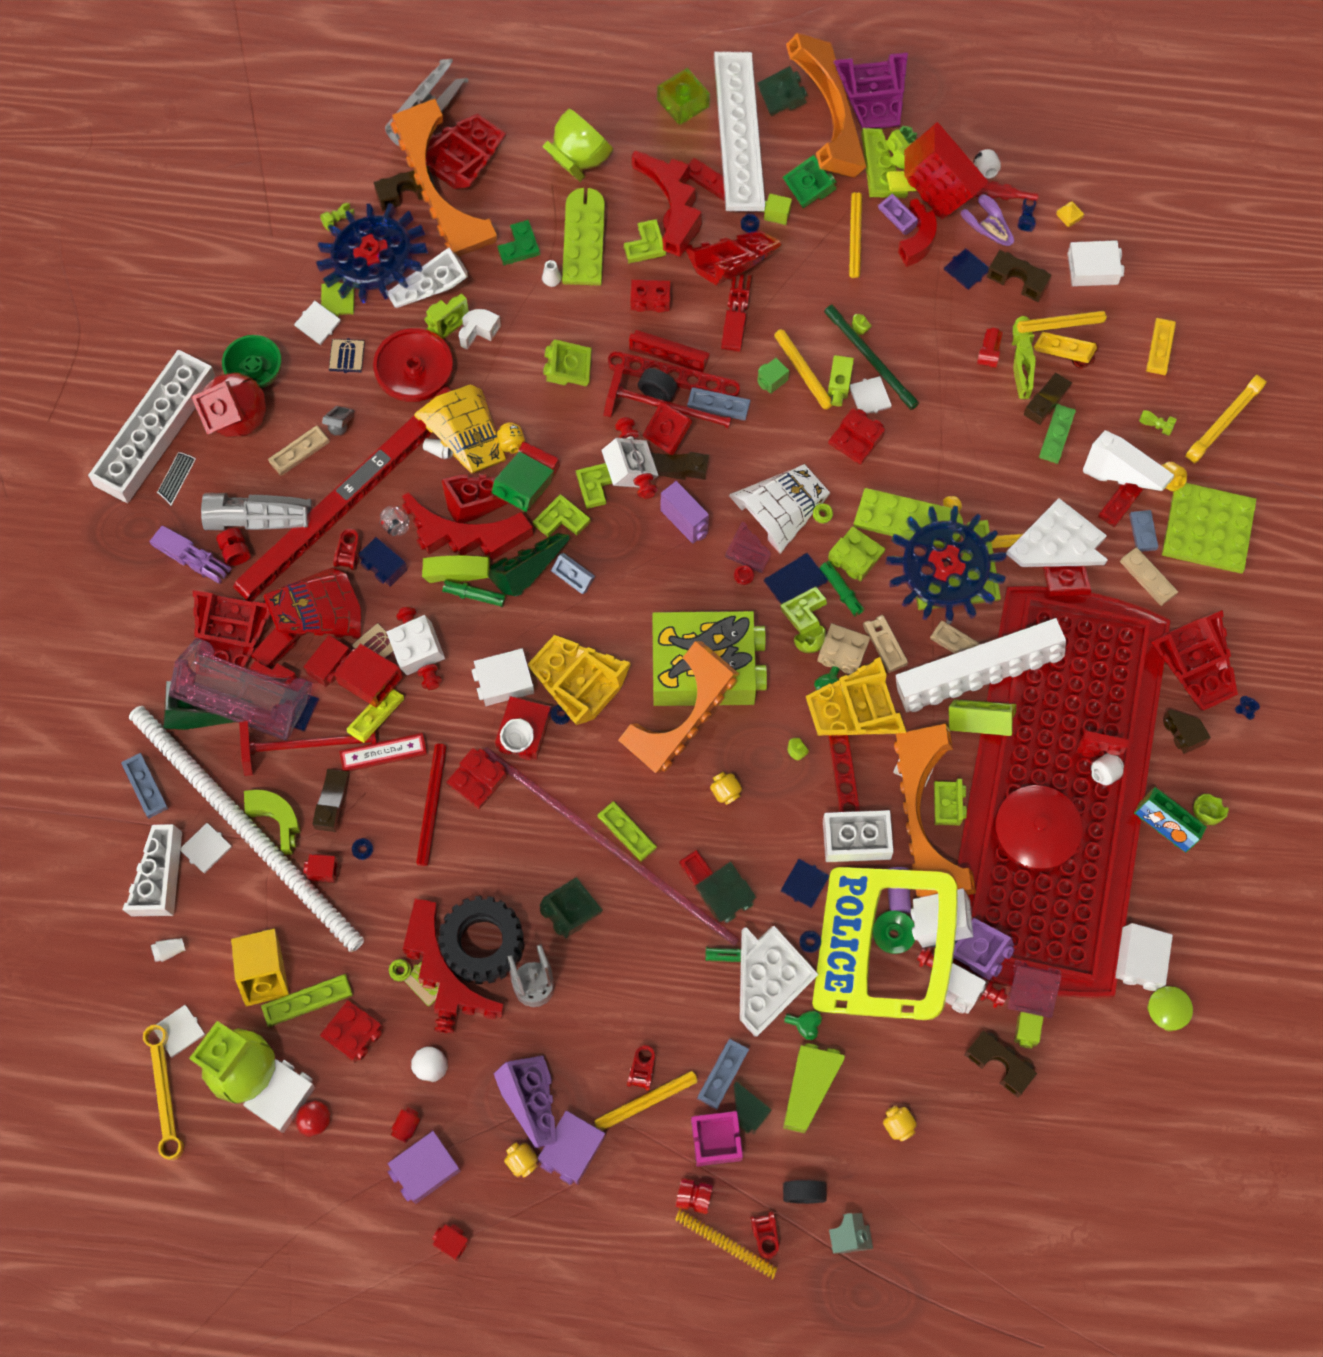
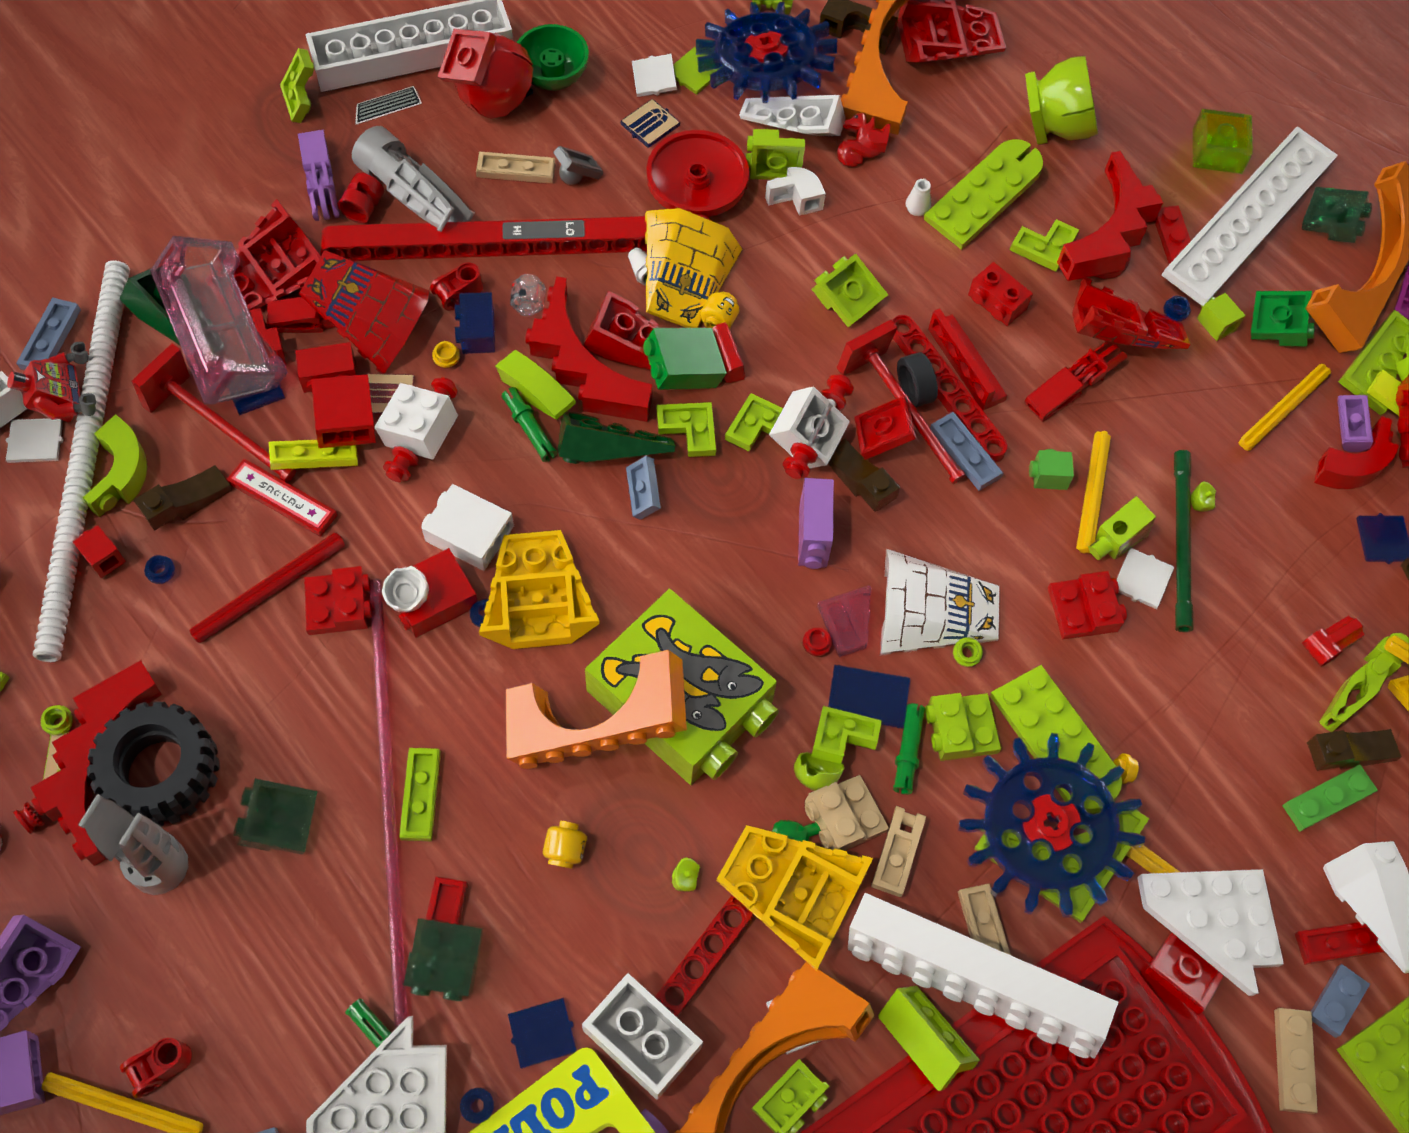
camera: 40 degrees right, 5 degrees down
(111, 513) = (294, 85): none -> lime plate
(190, 809) = (53, 387): none -> torso
(384, 595) = (446, 354): none -> yellow plate
(487, 261) = (868, 140): none -> red animal
(523, 246) = (919, 157): green plate -> none

